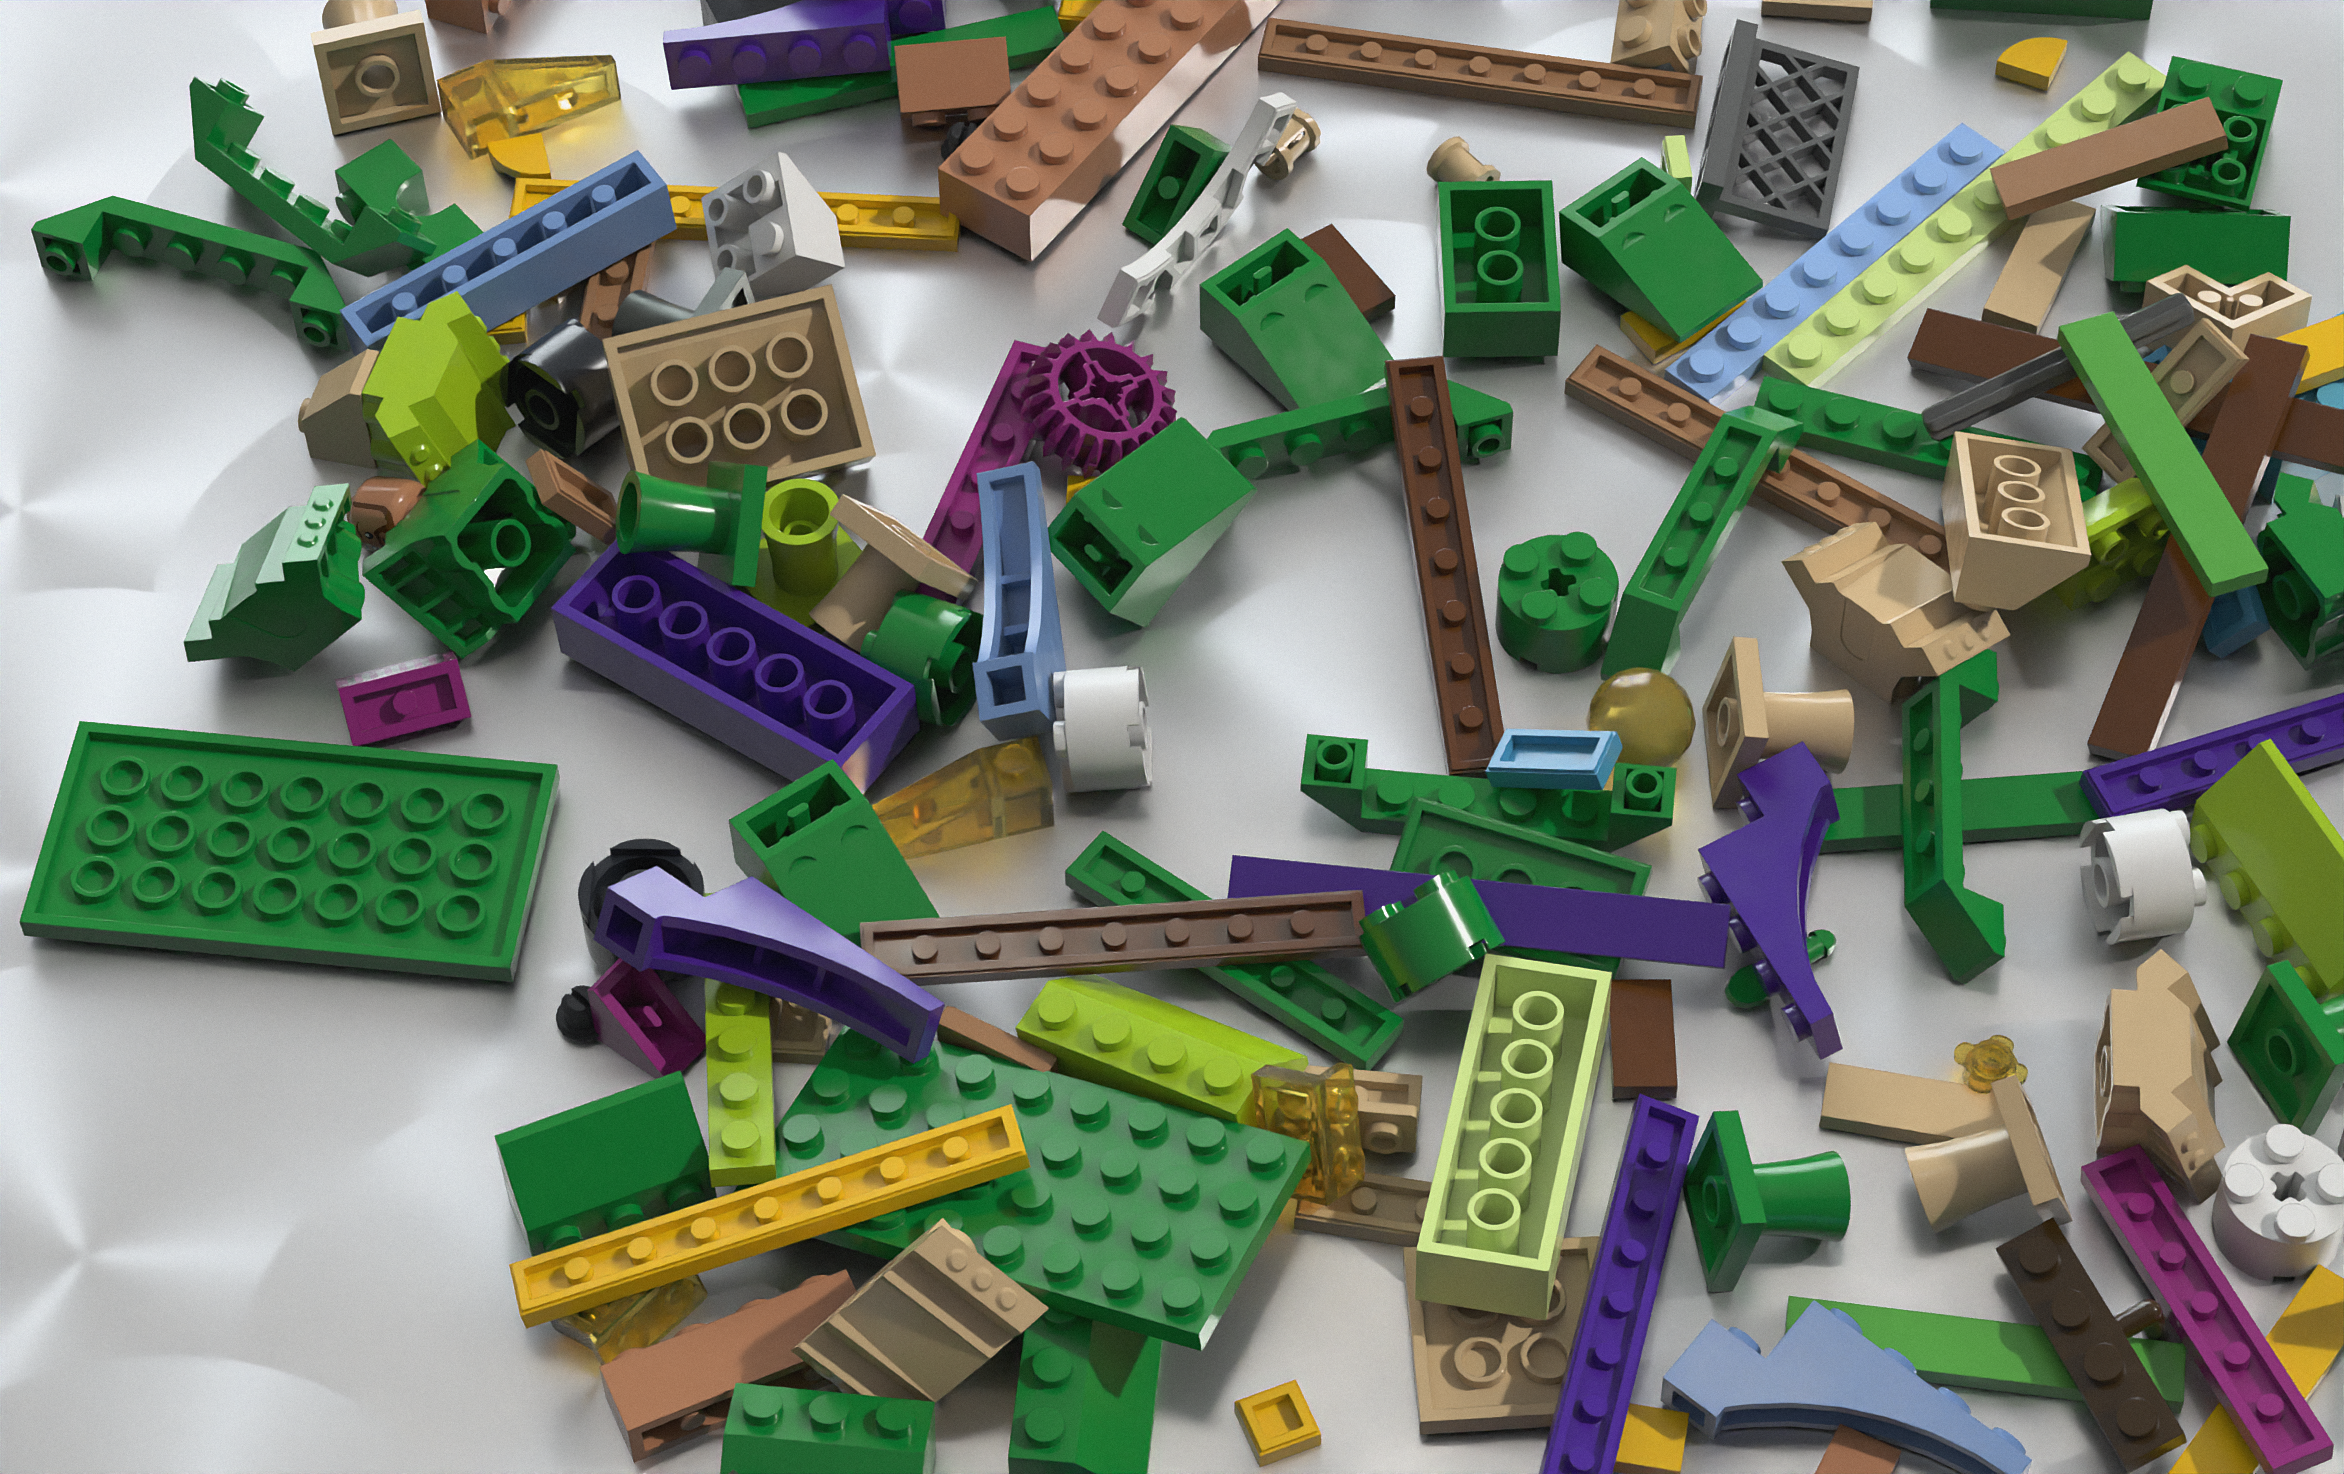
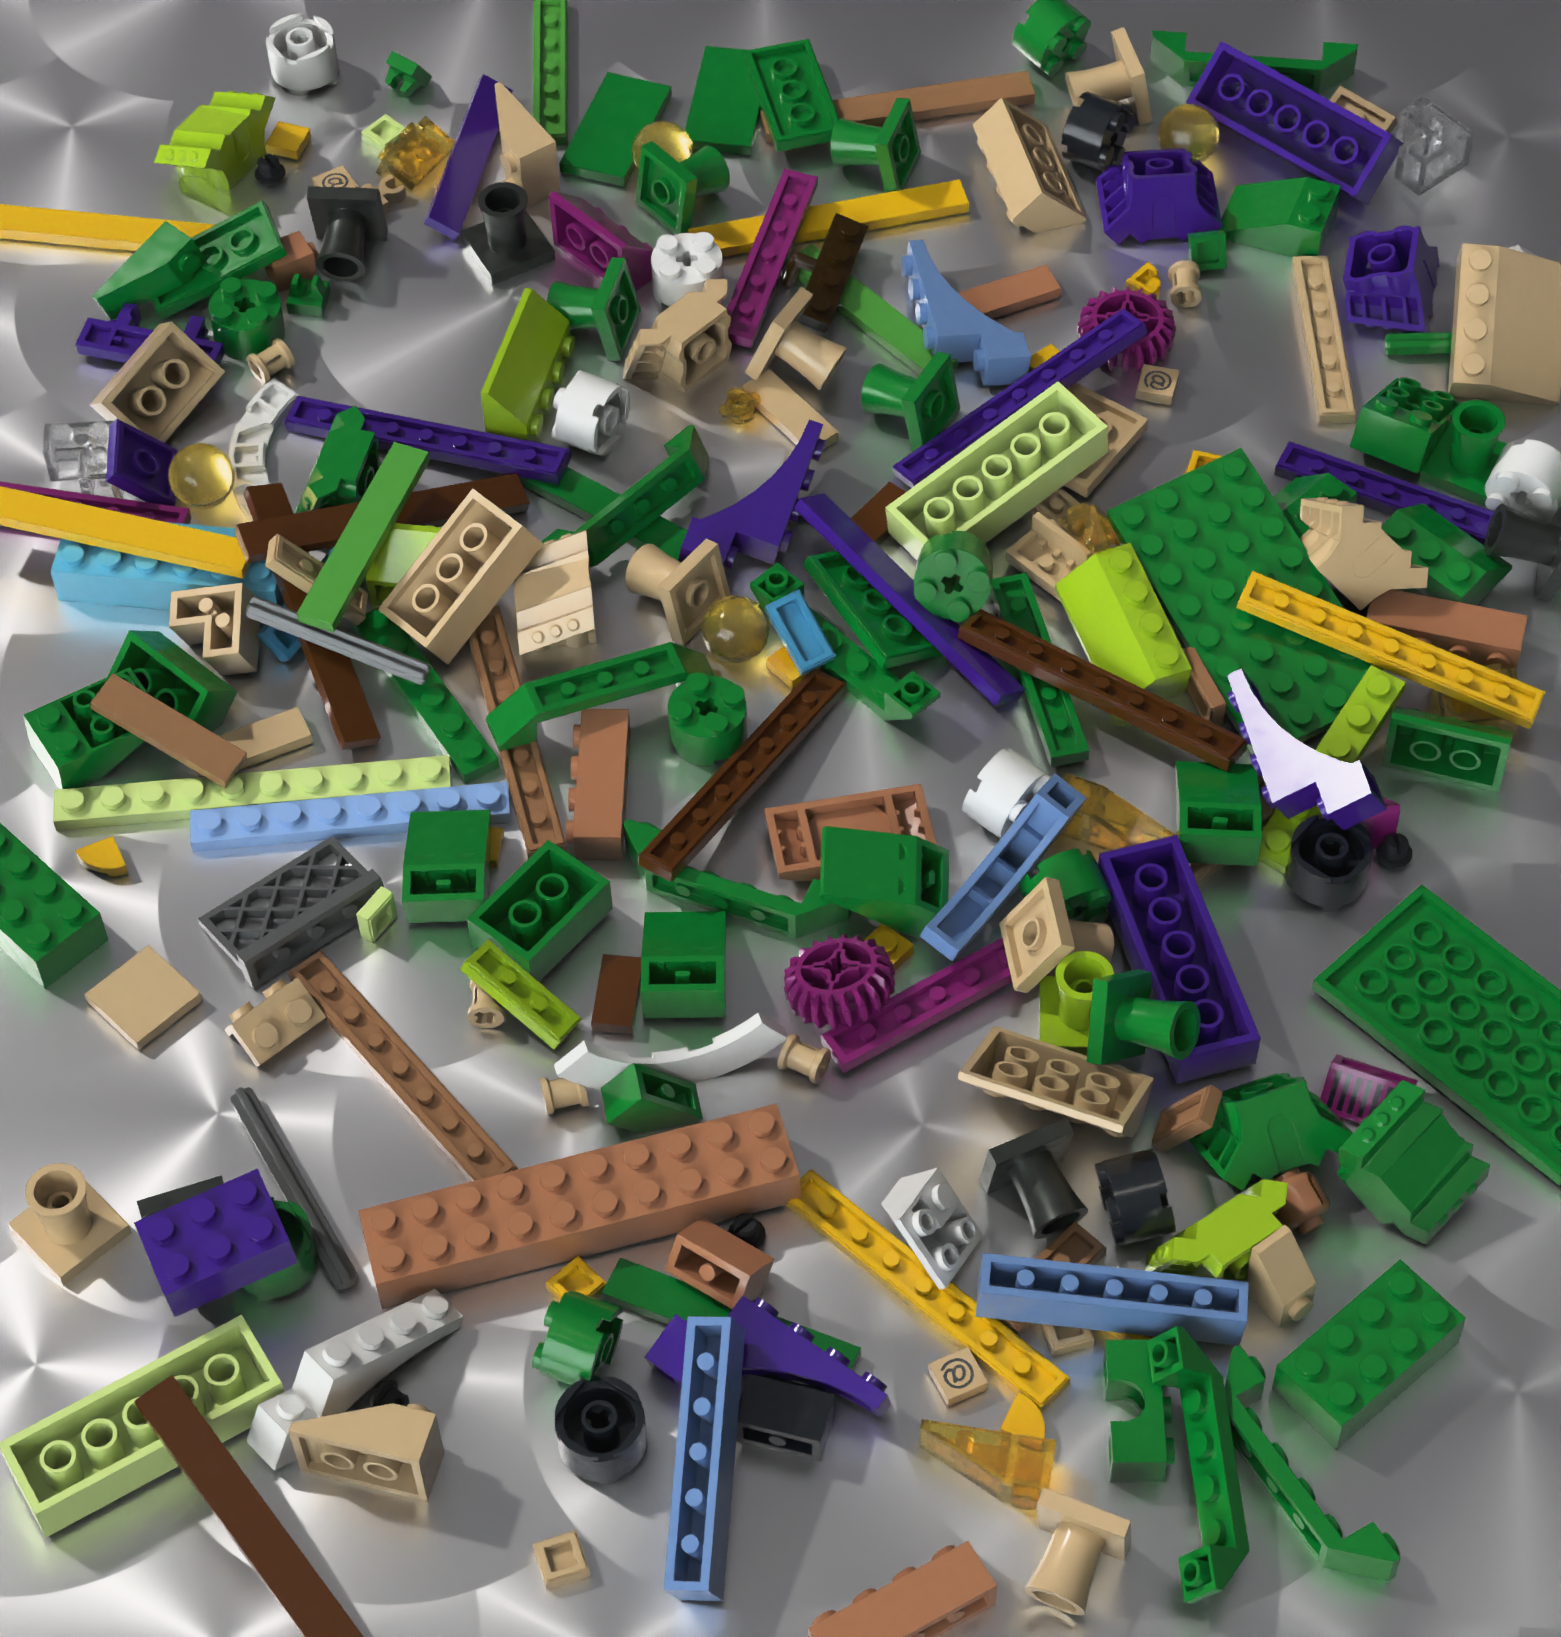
camera: 140 degrees left, 0 degrees up
(200, 412) = (1368, 1354): none -> green brick
(624, 142) = (958, 1376): none -> tan tile
(1081, 316) = (804, 1058): none -> tan bush
(1259, 591) = (797, 828): none -> nougat slope
(1411, 184) = (521, 994): none -> lime tile
(1591, 453) = (600, 785): none -> nougat brick

